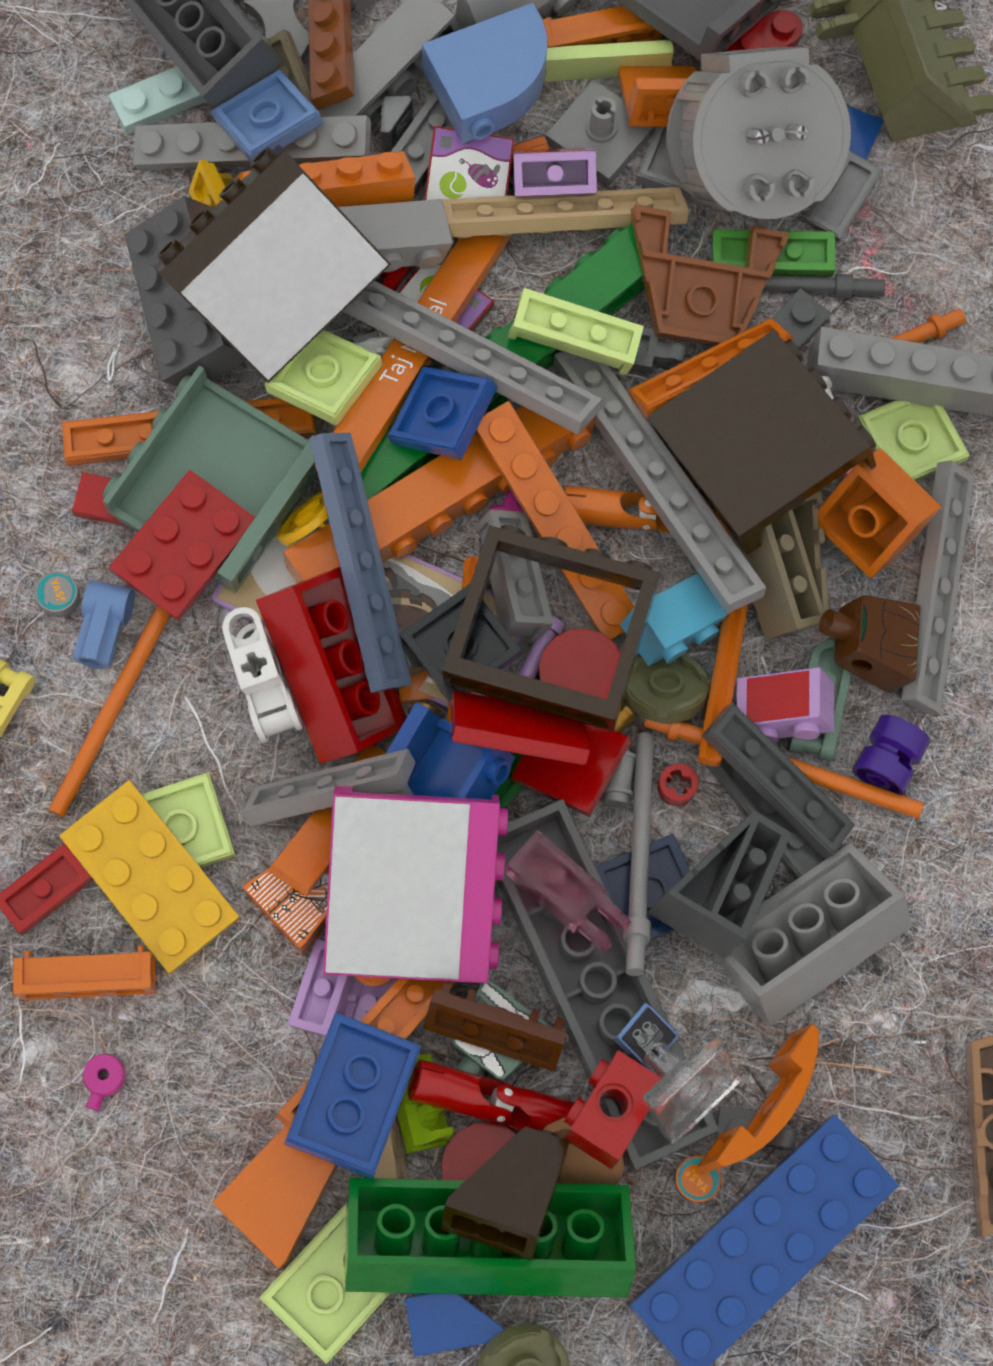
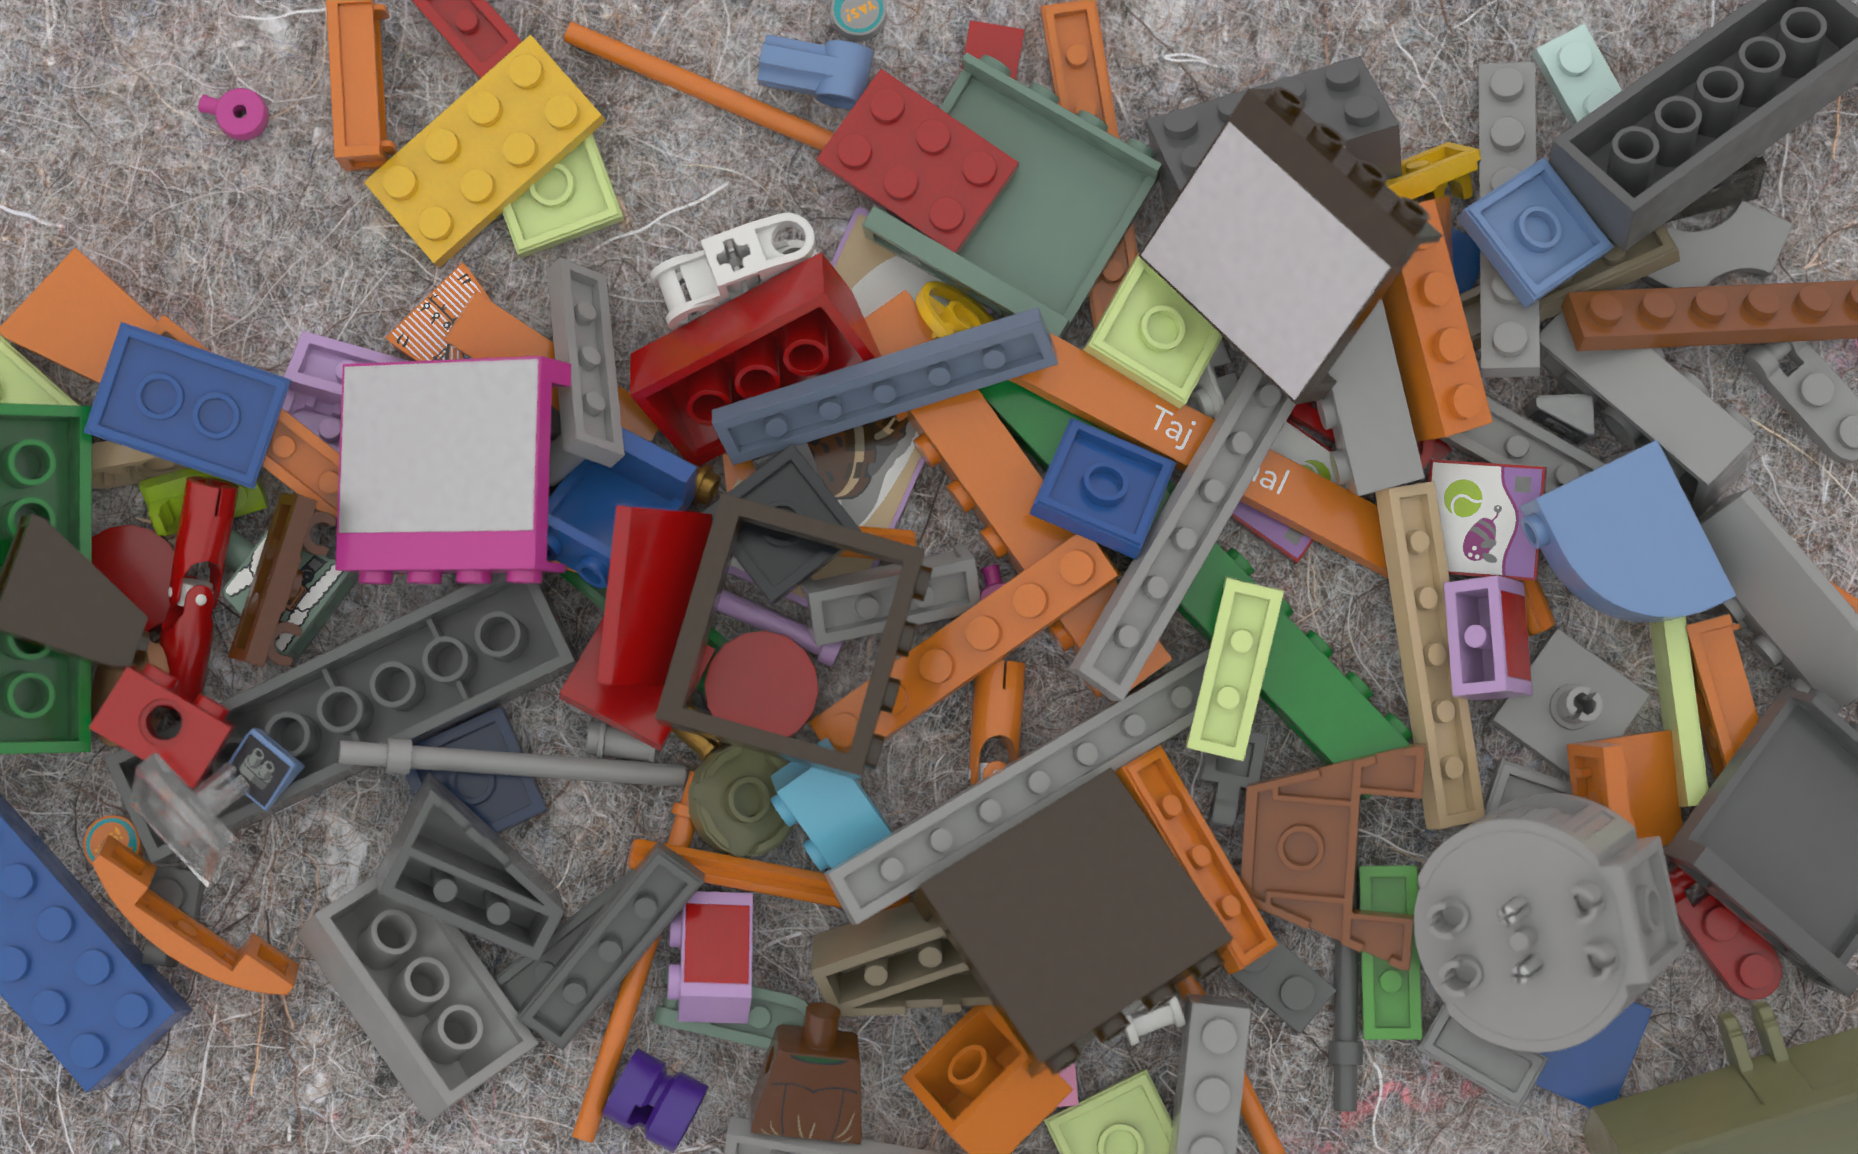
camera: 90 degrees right, 10 degrees up
(564, 888) = (439, 658): clear pink hinge -> none
(685, 774) = (631, 828): red bush -> none

